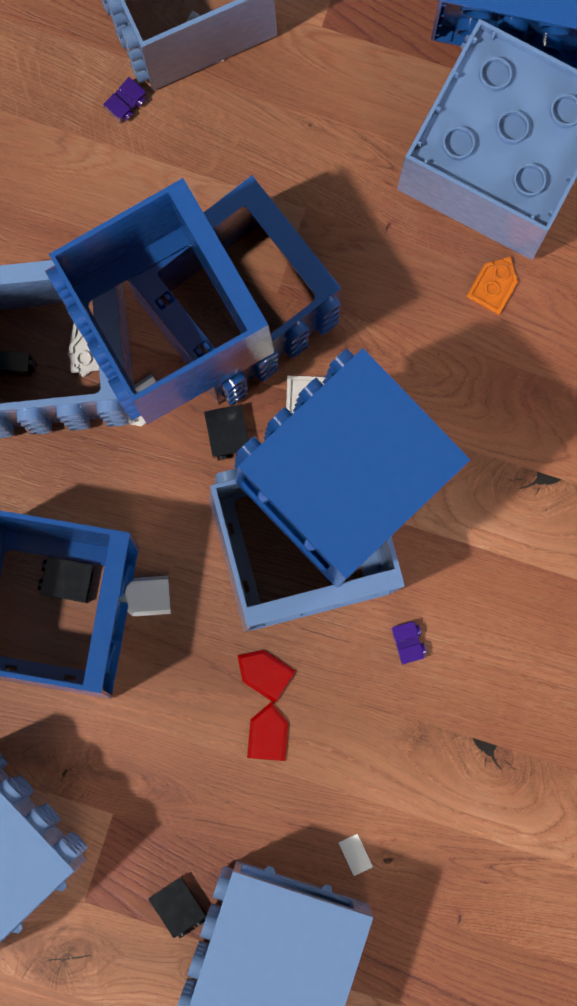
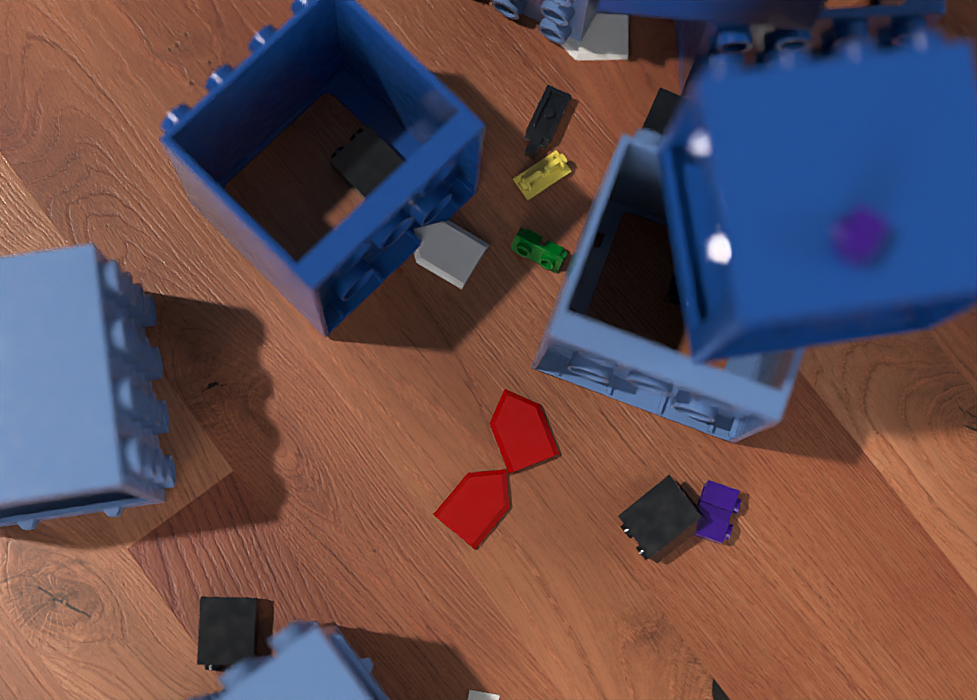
camera: 30 degrees right, 5 degrees down
(149, 476) = (546, 119): none -> black hinge
(170, 512) = (542, 174): none -> light yellow hinge
(191, 560) = (527, 244): none -> green hinge
(373, 494) = (858, 235): none -> dark purple brick
(381, 669) = (662, 519): none -> black brick

